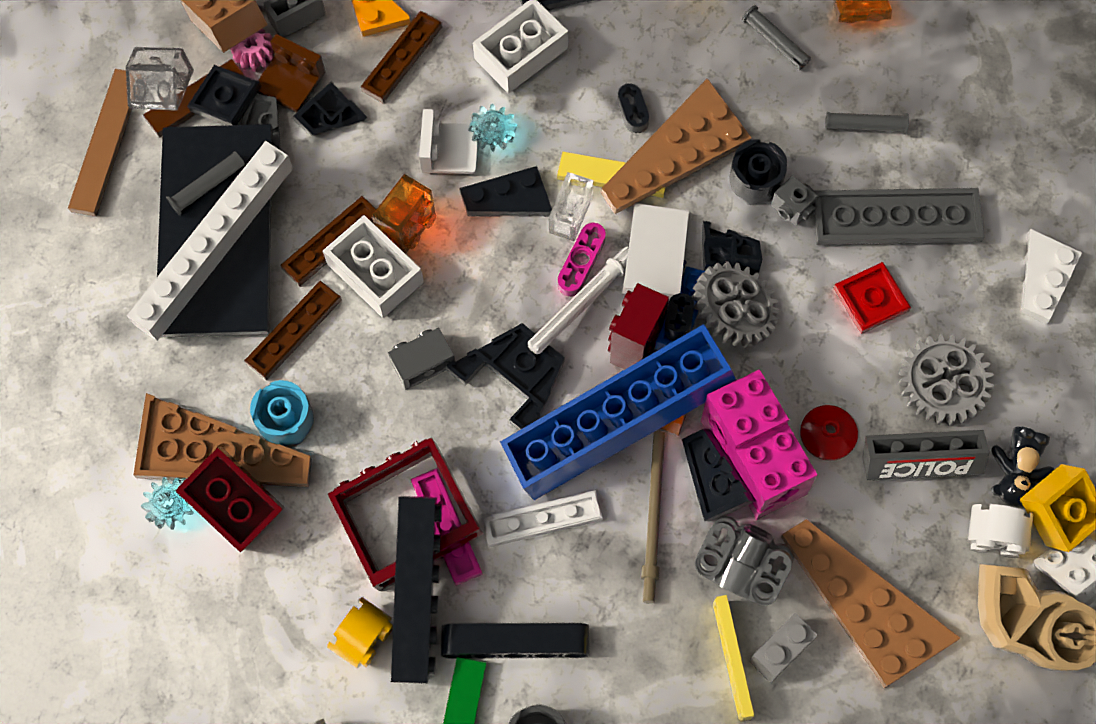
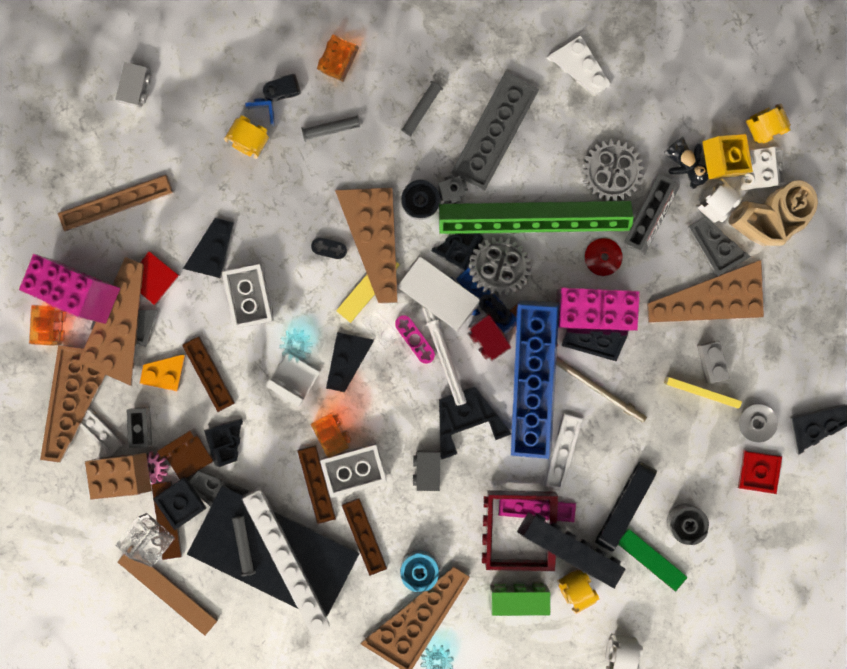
camera: 60 degrees left, 20 degrees up
(230, 499) = (459, 627): dark red brick -> none
(309, 559) = (519, 599): none -> bright green brick
(744, 560) = (657, 355): dark grey piece -> none
(827, 316) = (535, 217): none -> bright green brick
(872, 297) = (536, 179): red tile -> none
(937, 570) = (716, 246): none -> dark grey wing

